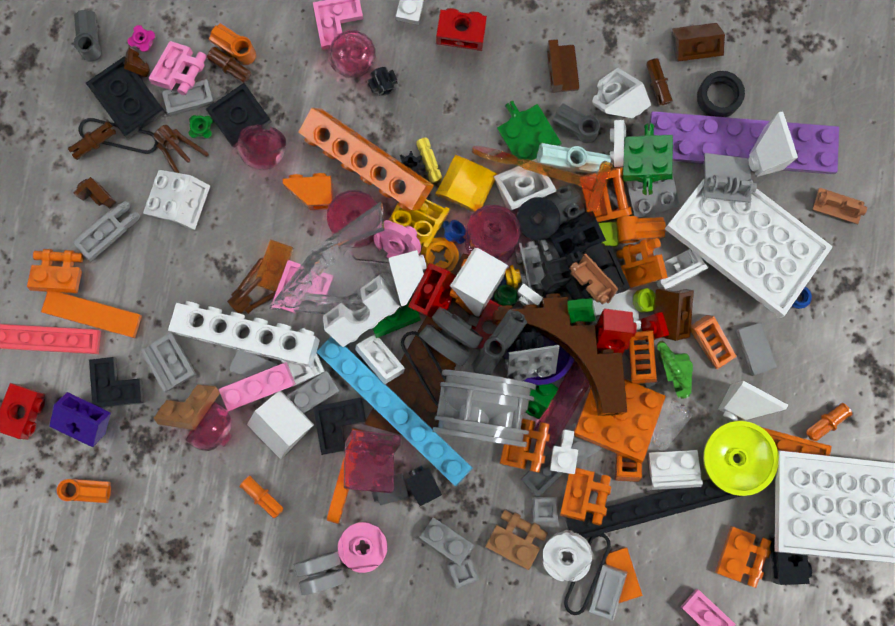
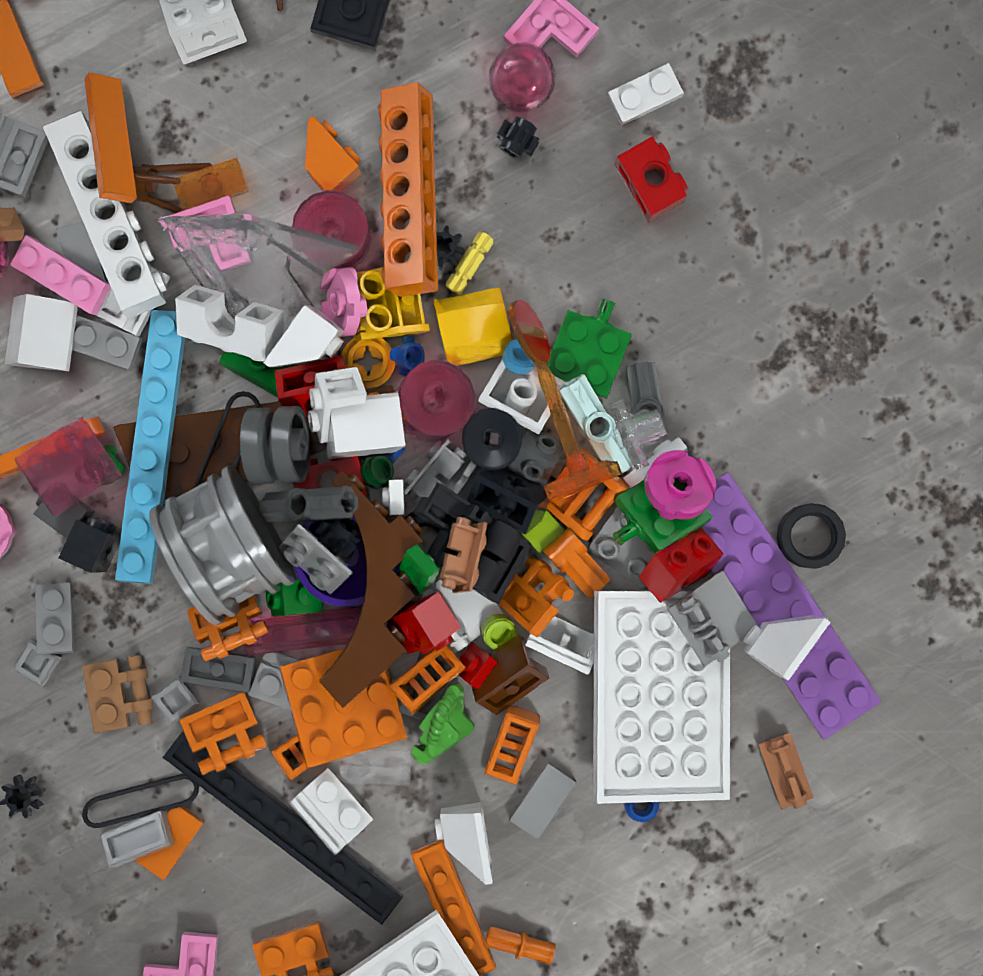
camera: 55 degrees right, 5 degrees up
(204, 298) = (110, 138): none -> orange tile
(261, 147) = (331, 62): clear pink cylinder -> none
(330, 422) = (89, 386): black plate -> none
(380, 359) = (197, 386): white plate -> none
(447, 281) = (333, 391): none -> white bracket
(503, 172) = (516, 359): none -> dark azure tile
(512, 277) = (407, 461): yellow plate -> none
(562, 67) = (700, 329): reddish brown panel -> none
(563, 457) = (247, 676): white plate -> none
(568, 542) = (158, 759): white plate -> none
(596, 137) = (637, 431): none -> clear plant
(621, 95) = (715, 421): white slope -> none
(647, 148) = (675, 503): none -> dark pink plate
(659, 82) = (769, 453): reddish brown axle -> none
(686, 171) = (680, 565): none -> red brick
(699, 41) = (856, 462): reddish brown panel -> none
(757, 458) = (390, 899): neon yellow dish -> none

